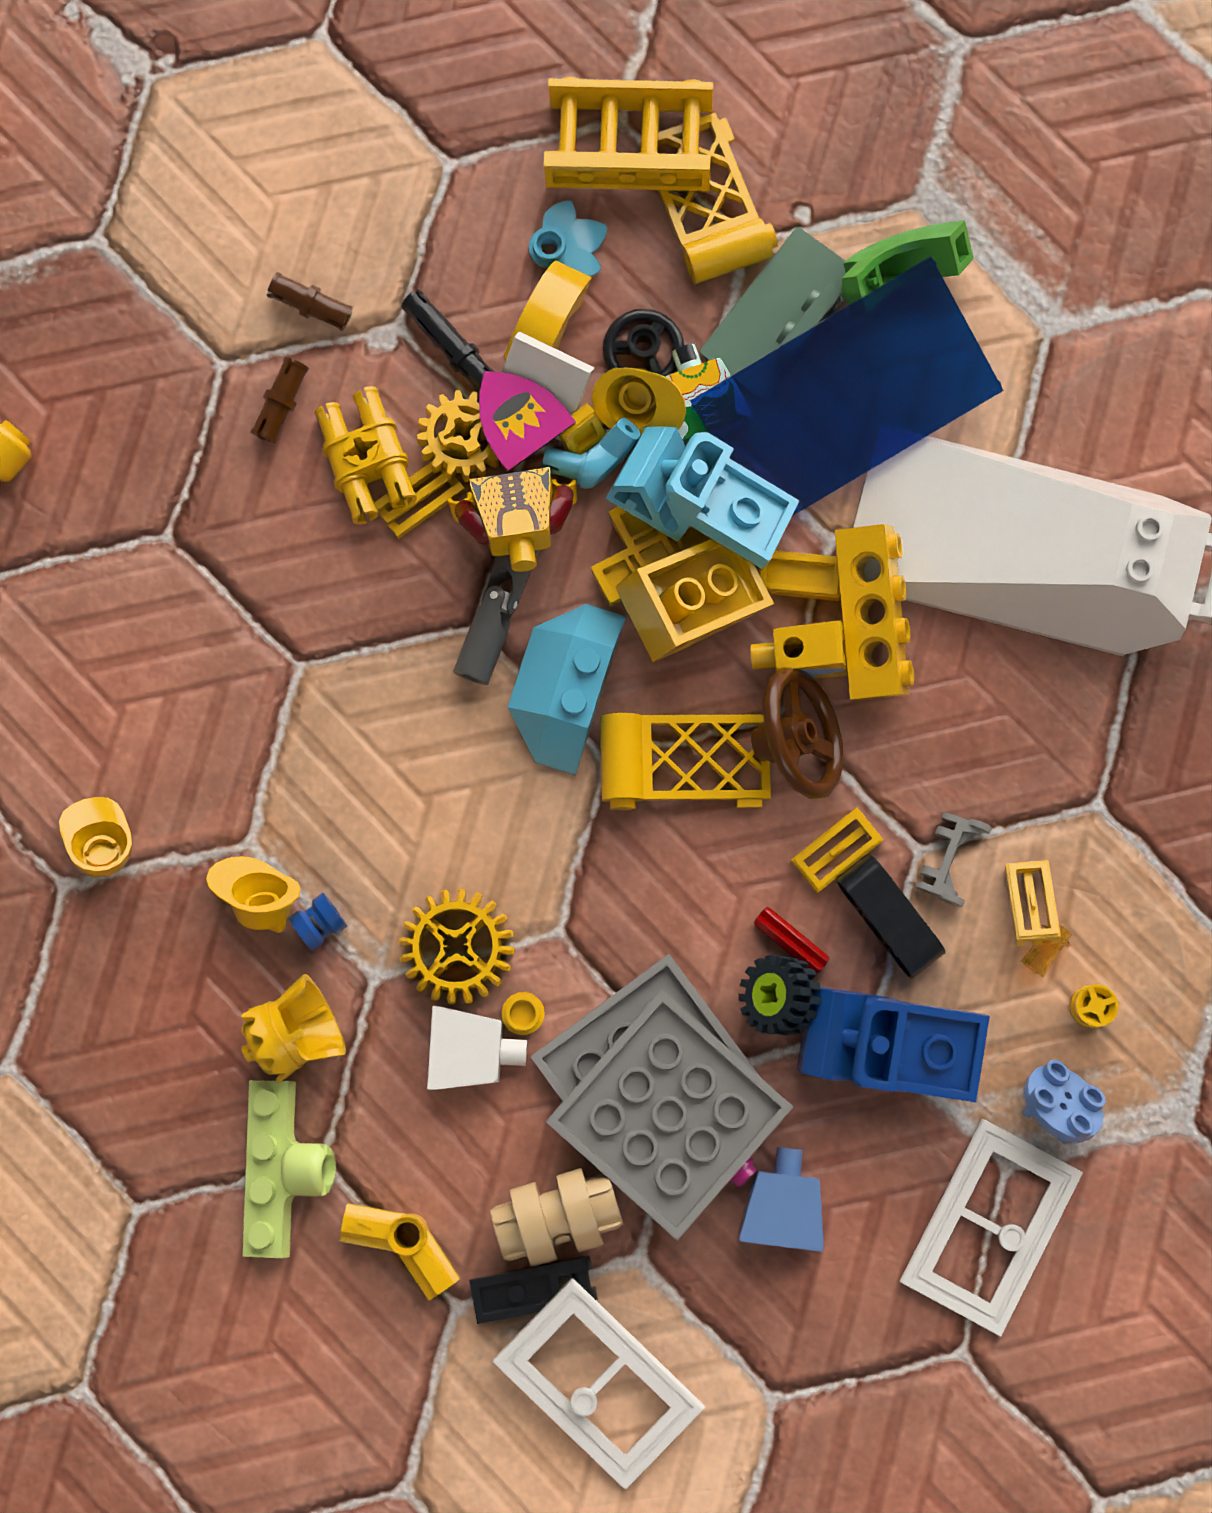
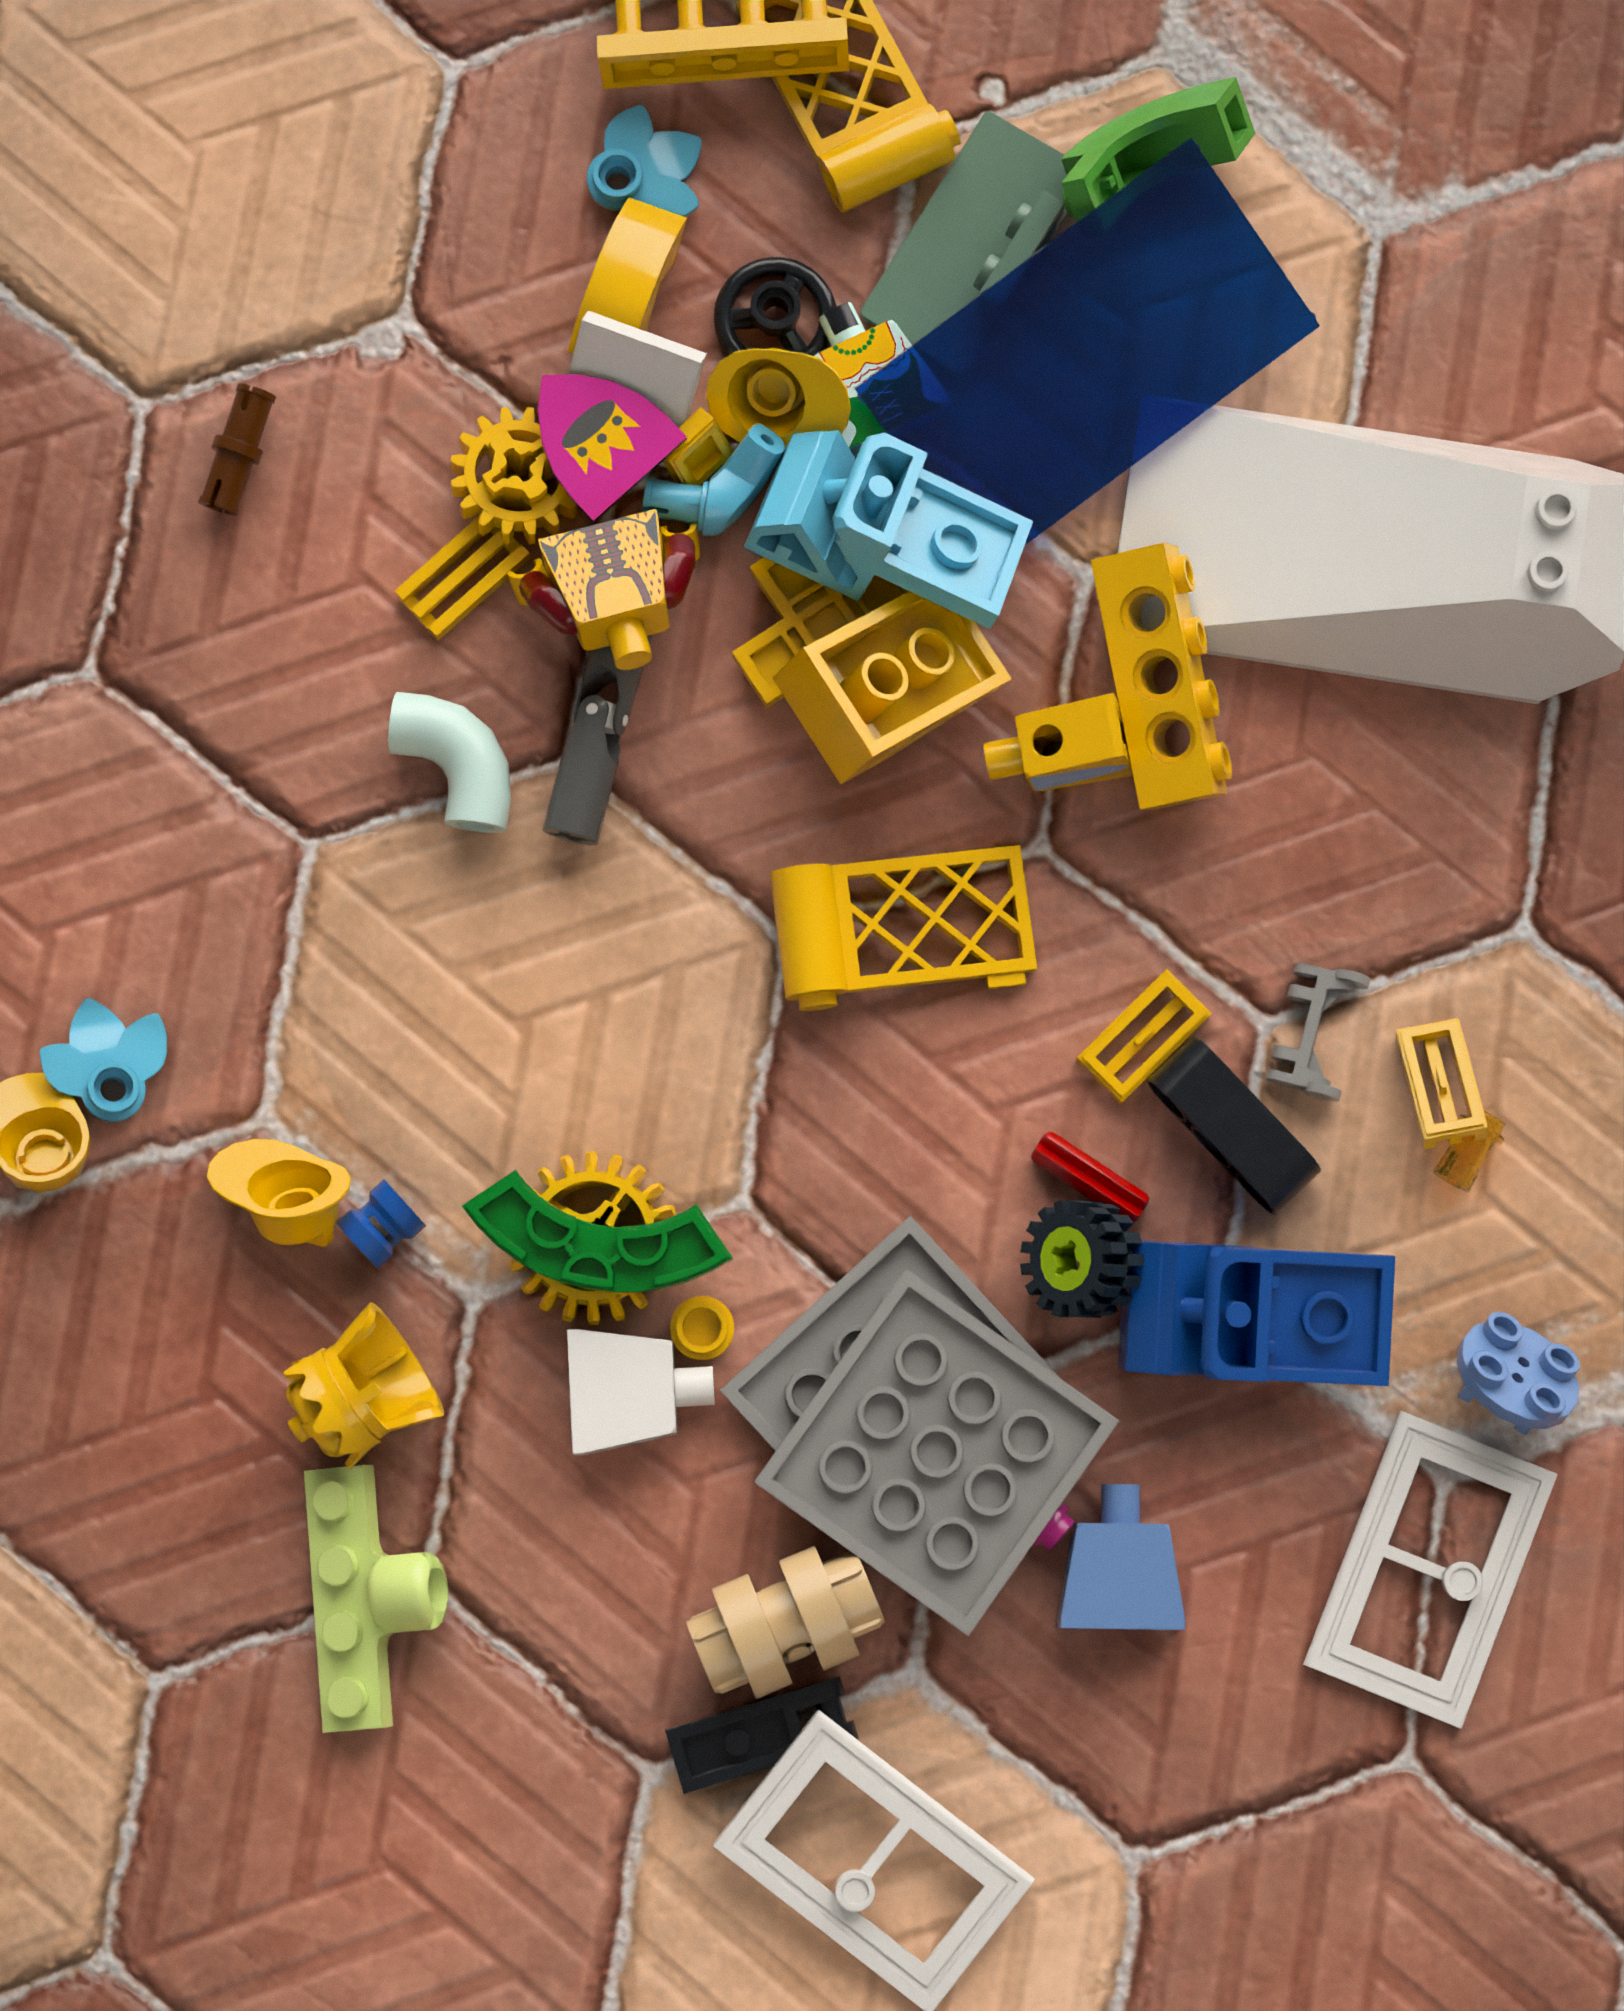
camera: 10 degrees left, 0 degrees up
(149, 788) = (106, 1052): none -> medium azure plate
(309, 301) = (266, 296): reddish brown pin -> none
(379, 1230) = (522, 1671): yellow piece -> none
(383, 451) = (404, 515): yellow pin -> none
(406, 613) = (466, 753): none -> light aqua cylinder
(457, 958) = (593, 1254): none -> green tile
(461, 354) = (504, 354): black pin -> none
(564, 683) = (710, 831): medium azure wedge -> none
(793, 734) = (1062, 870): reddish brown piece -> none
(802, 575) = (1049, 633): yellow tile -> none
(1102, 1003) = (1559, 1220): yellow wheel -> none

